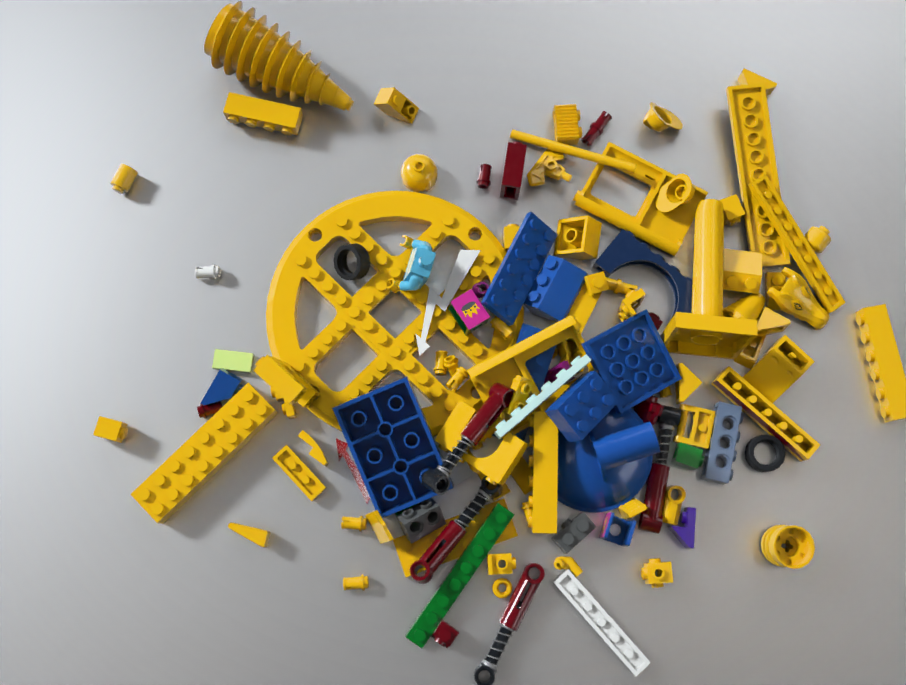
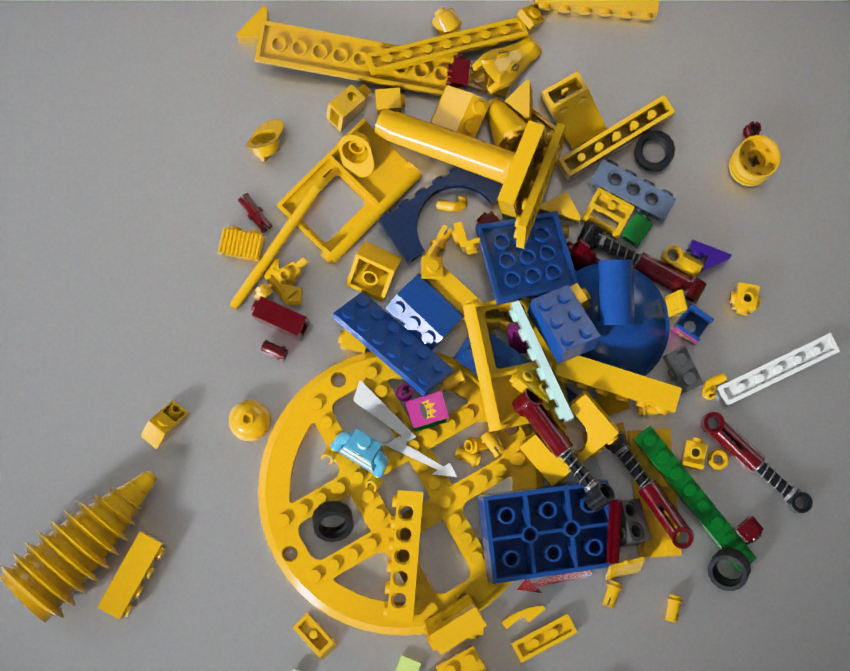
camera: 65 degrees left, 5 degrees up
(250, 278) = (315, 636): none -> yellow slope
(309, 340) = (404, 612): none -> yellow brick
(392, 618) = (725, 583): none -> black tyre
(409, 506) = (614, 531): none -> dark red axle
(532, 153) = (263, 290): none -> yellow plate
(612, 417) = (582, 295): none -> yellow plate
(656, 289) = (446, 205): none -> yellow arm
(699, 354) = (539, 187): none -> yellow plate
(714, 175) = (347, 106): none -> yellow torso
(776, 259) = (459, 72): none -> dark red brick
(817, 535) = (747, 131): none -> dark red pin
(847, 310) = (531, 16): none -> yellow plate

